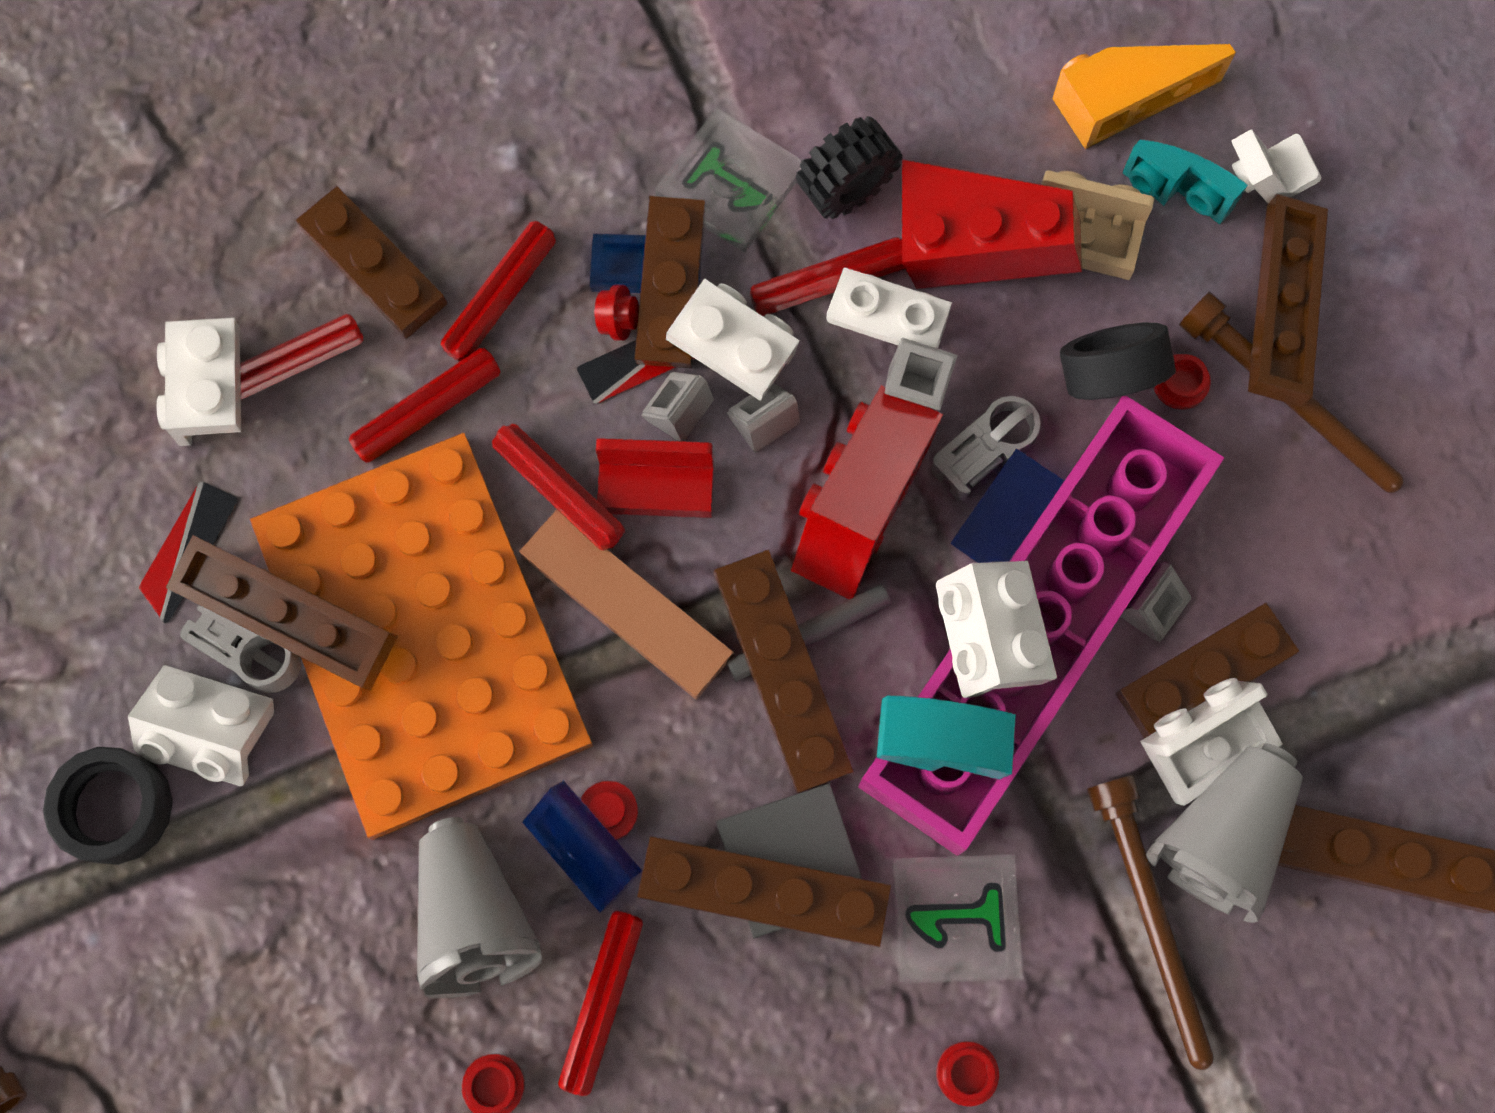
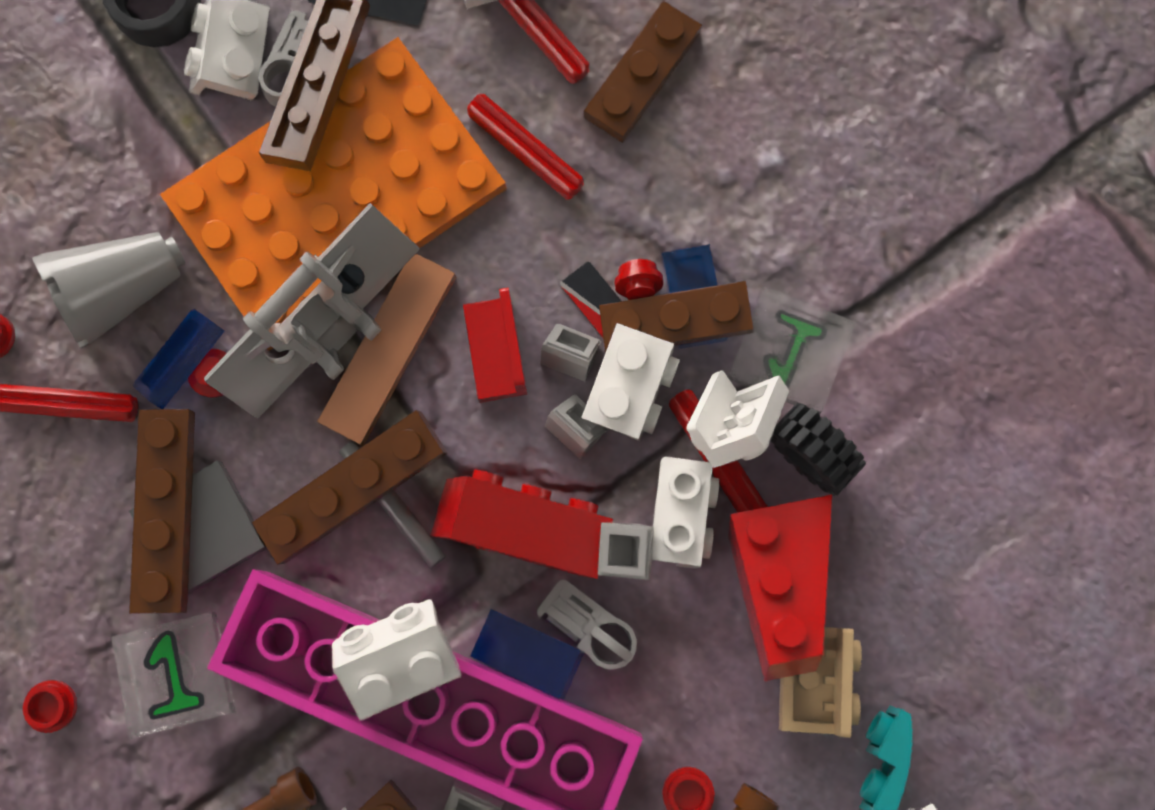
camera: 80 degrees right, 5 degrees up
(498, 291) = (639, 179): red axle -> none
(558, 487) = (472, 269): red axle -> none
(572, 665) = (350, 276): none -> light grey piece
(802, 233) = (736, 422): none -> white bracket
(947, 734) = (289, 632): teal slope -> none
(1117, 361) = (676, 752): black tyre -> none
(1133, 83) = (974, 695): light orange slope -> none

